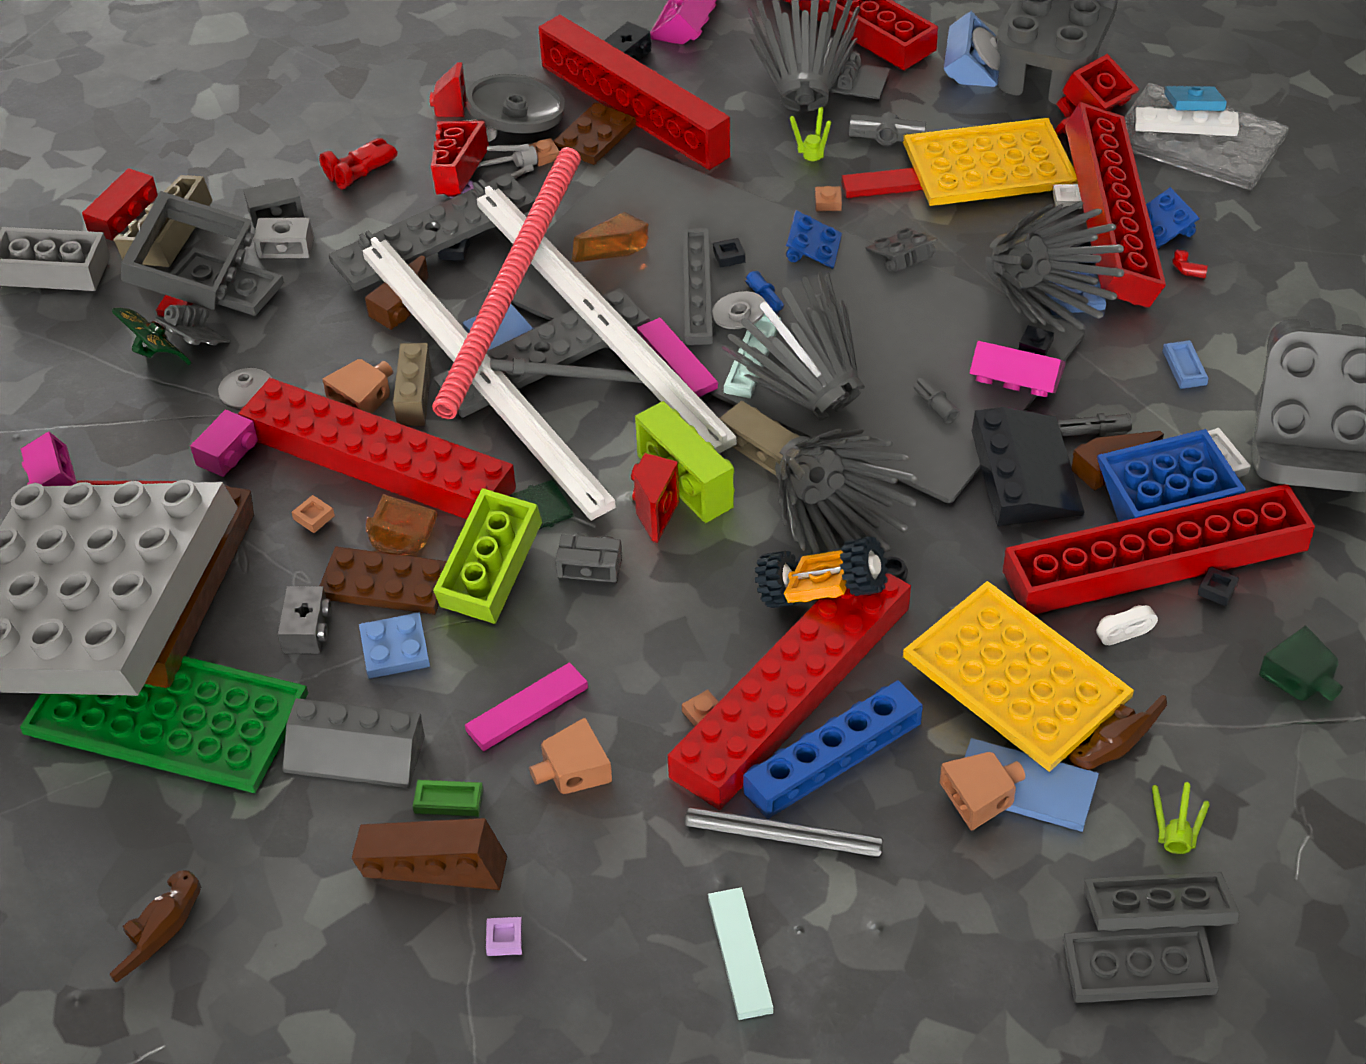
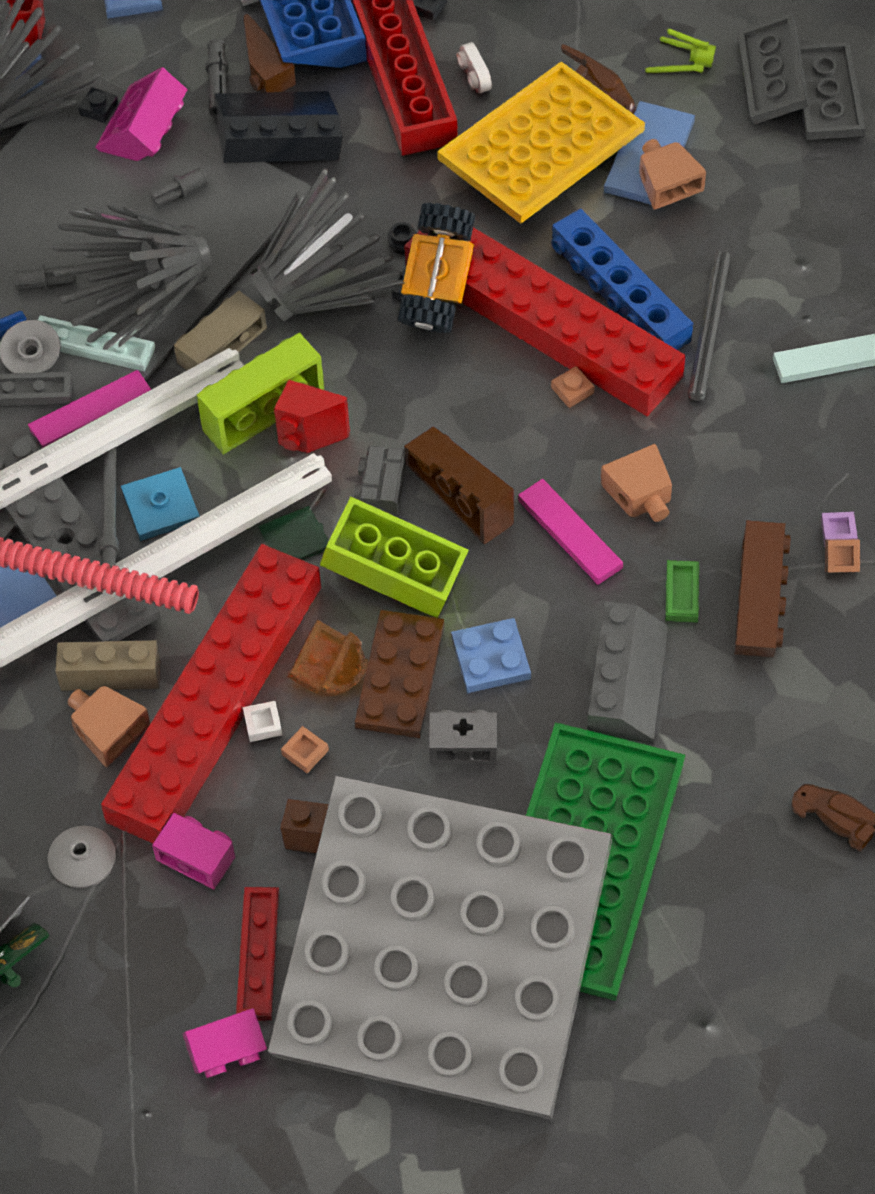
camera: 90 degrees left, 10 degrees up
(346, 485) = (262, 721): none -> white plate
(468, 935) = (842, 555): none -> nougat plate
(577, 613) = (462, 484): none -> reddish brown wedge
(582, 413) = (159, 503): none -> dark azure plate

